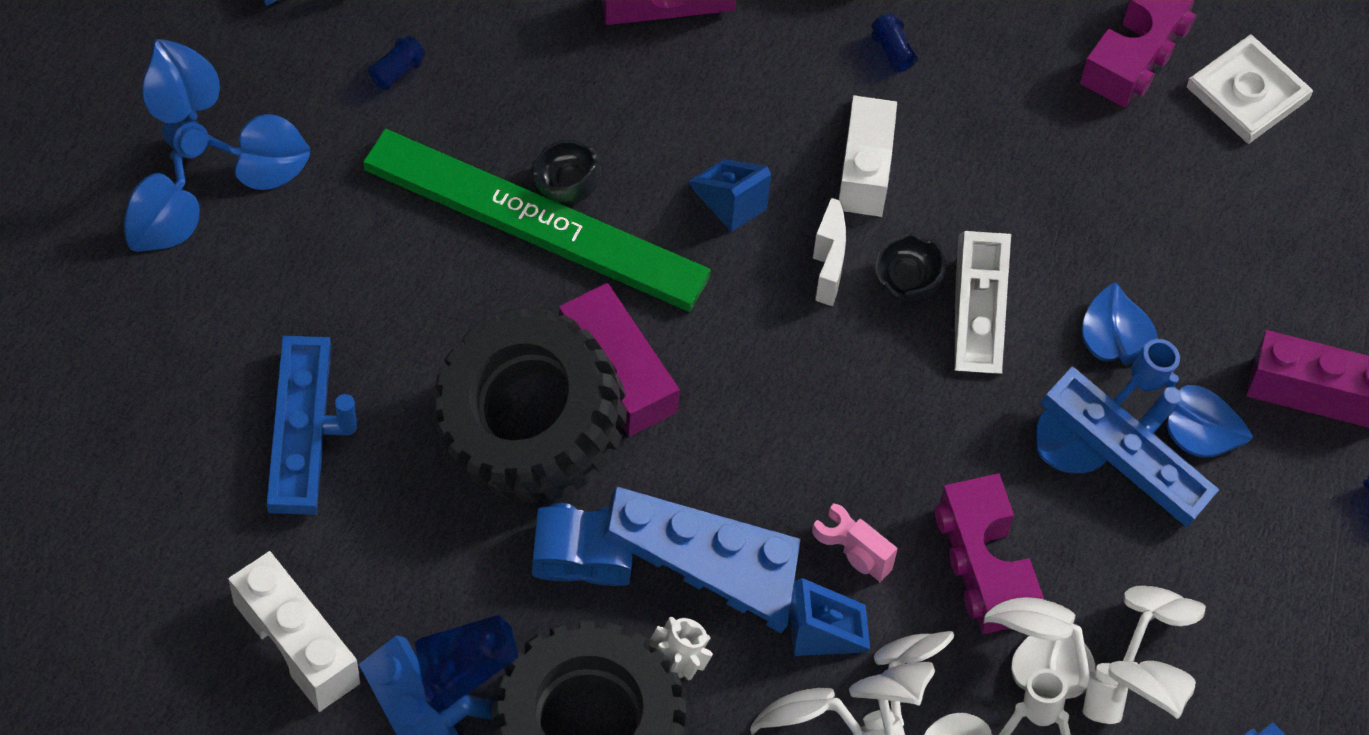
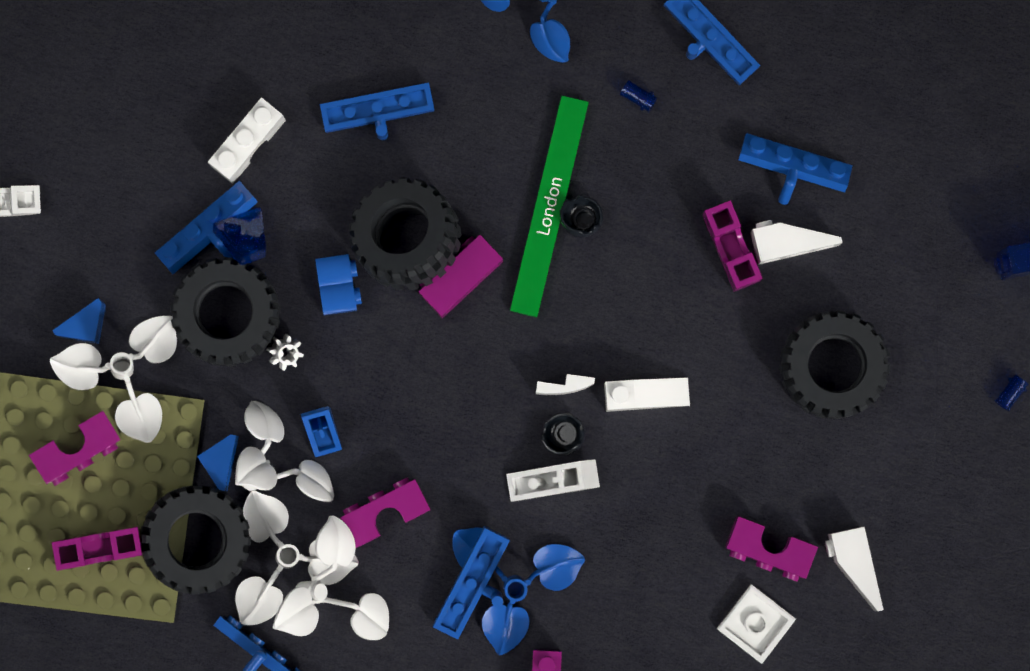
camera: 80 degrees right, 25 degrees up
(726, 556) = (346, 360): wing -> none
(734, 191) = (597, 315): blue slope -> none
(862, 544) = (370, 442): bright pink plate -> none
(890, 34) = (731, 395): clear blue pin -> none

